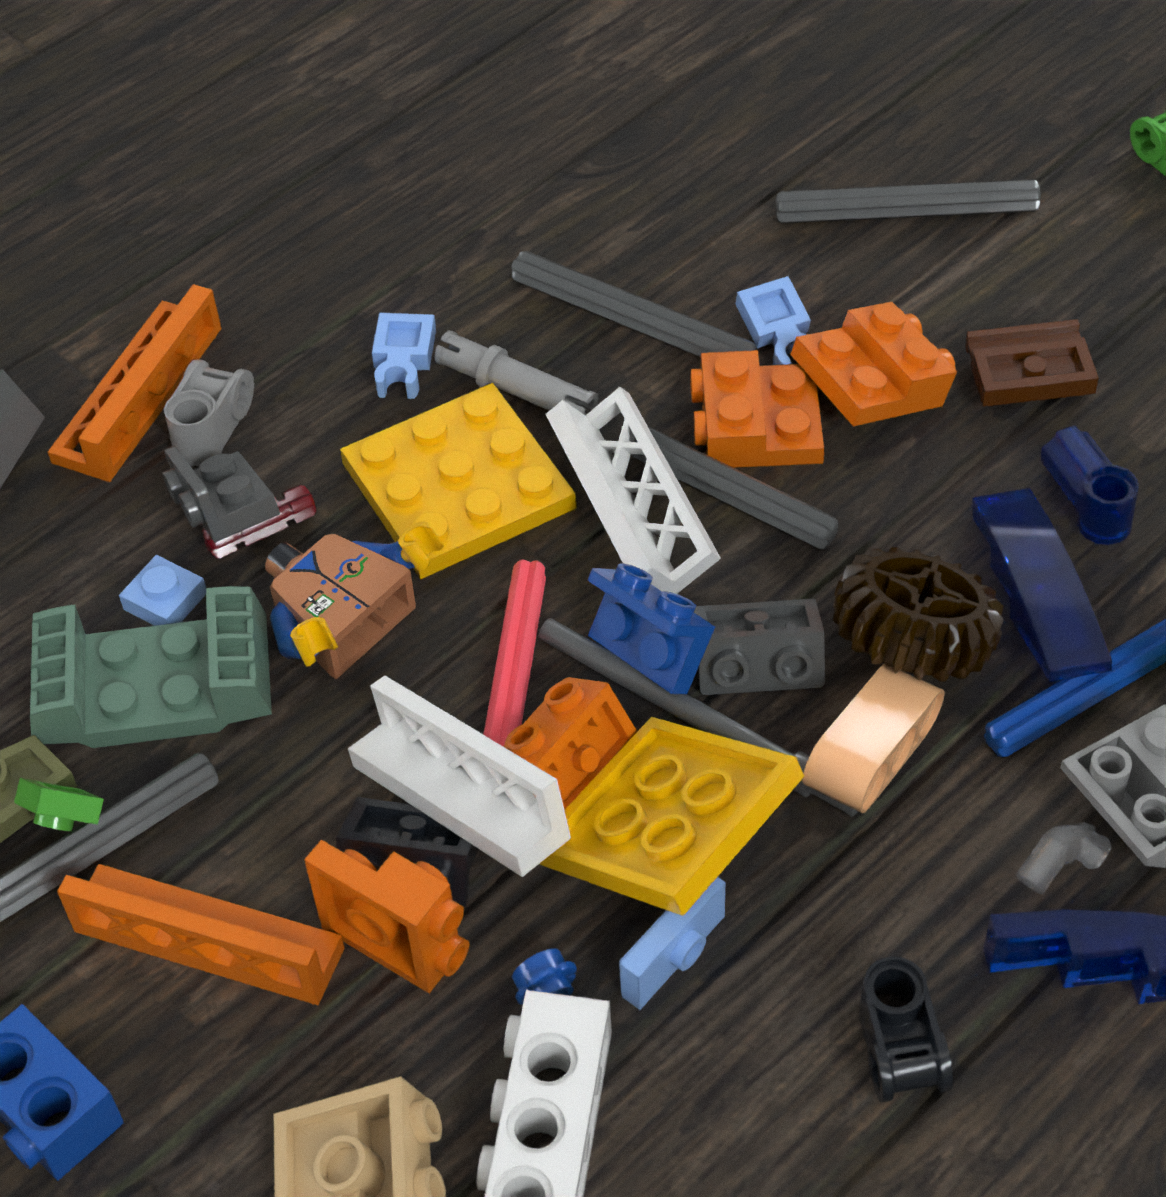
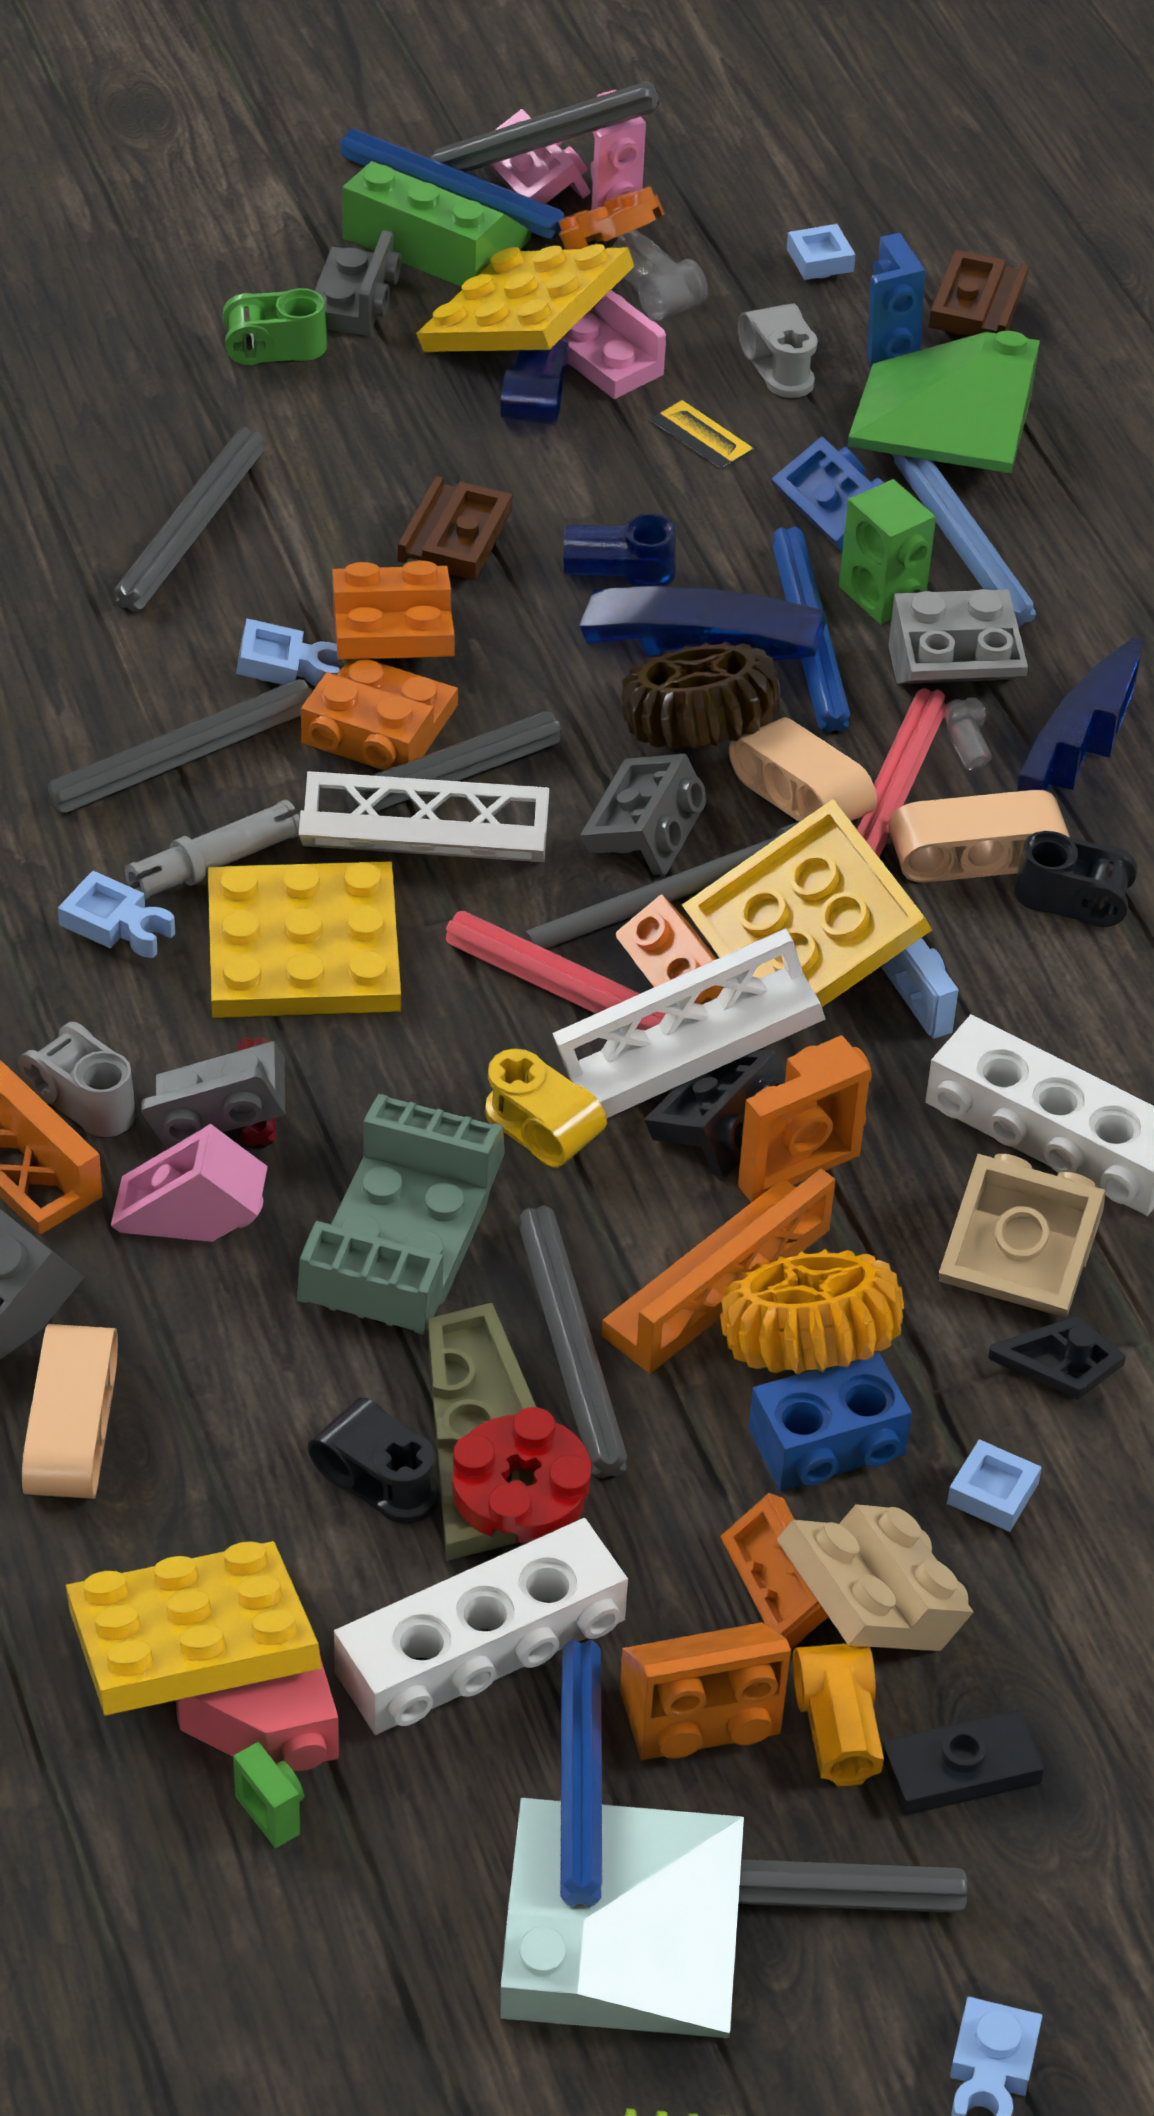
camera: 70 degrees left, 5 degrees down
(57, 804) = (534, 1314): bright green plate -> none
(112, 530) = (192, 1190): none -> bright pink slope
(137, 1017) = (812, 1311): none -> light orange gear
(163, 593) = (298, 1191): light blue plate -> none
(325, 714) = (545, 1113): none -> yellow piece
(344, 594) = (411, 1044): nougat torso -> none
(544, 973) = (904, 1066): blue plate -> none
(649, 627) = (602, 859): blue bracket -> none
(909, 919) = (970, 834): none -> light nougat beam
(916, 825) = (902, 765): none -> coral axle

